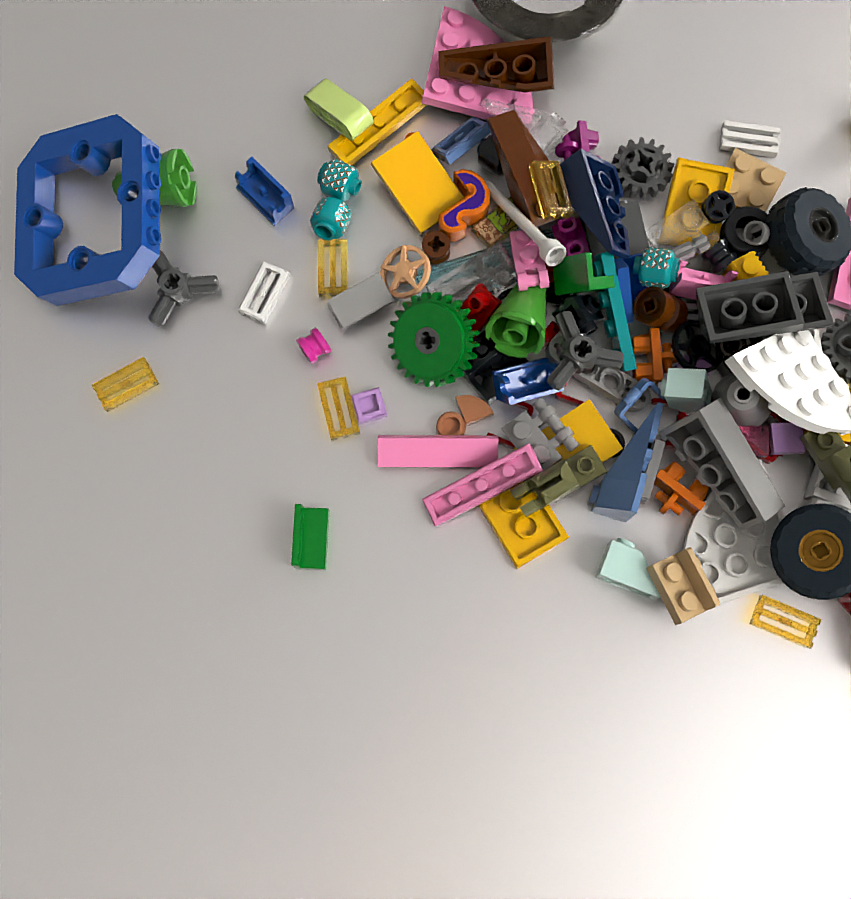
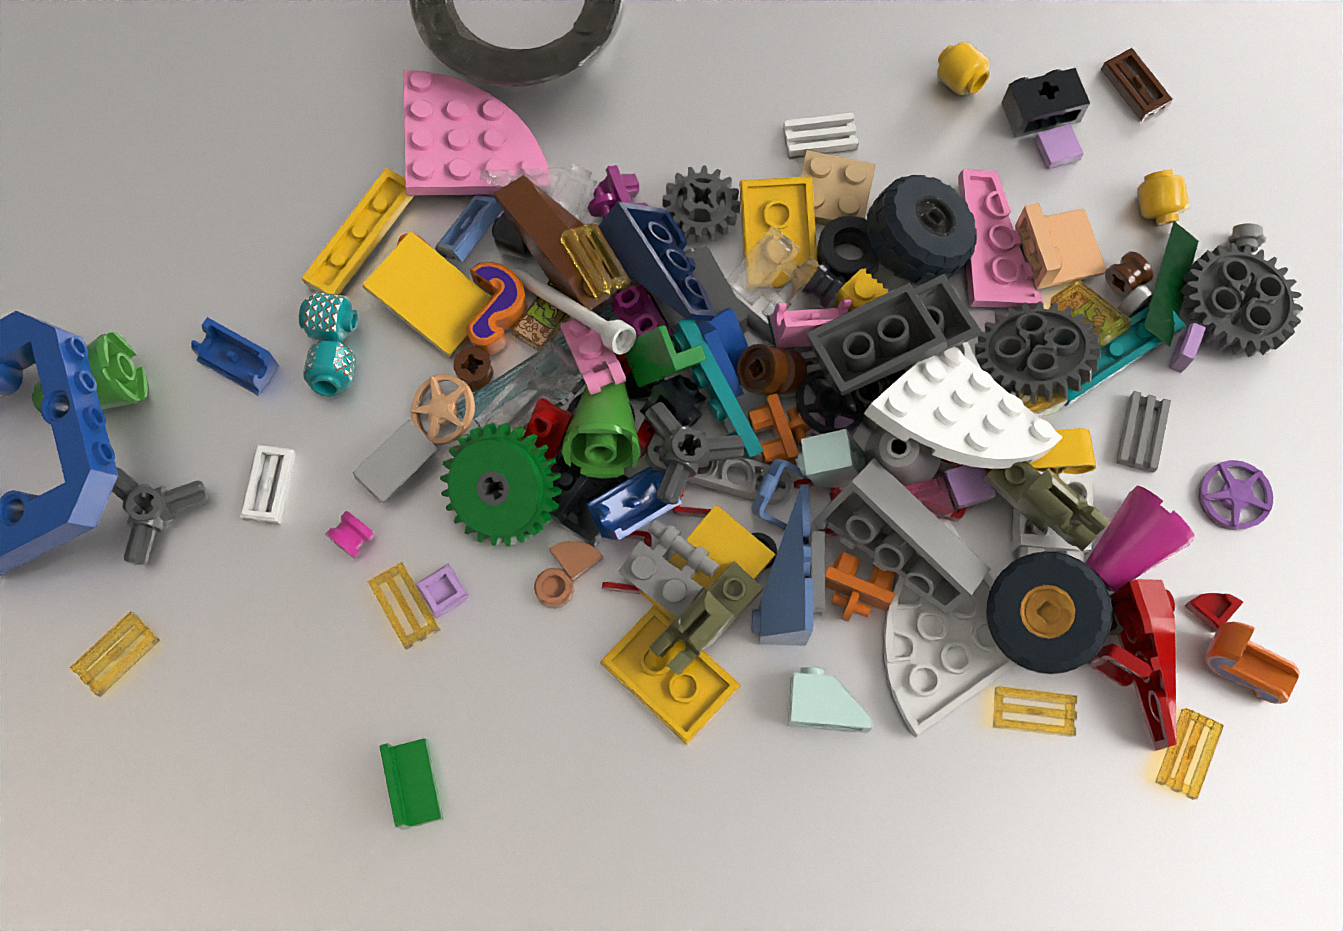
camera: 20 degrees left, 5 degrees down
(332, 290) = (356, 457): clear yellow tile -> none
(338, 109) = (303, 229): yellowish green beam -> none
(436, 450) = (544, 623): bright pink tile -> none
(482, 485) = (613, 651): bright pink tile -> none
(506, 65) = (501, 123): reddish brown wedge -> none
(656, 267) = (751, 320): teal head -> none
(683, 586) = (897, 704): tan bracket -> none
(688, 250) = (777, 293): light grey axle -> none
(723, 203) = (810, 222): black wheel -> none
(754, 228) = (856, 241): light grey hinge -> none

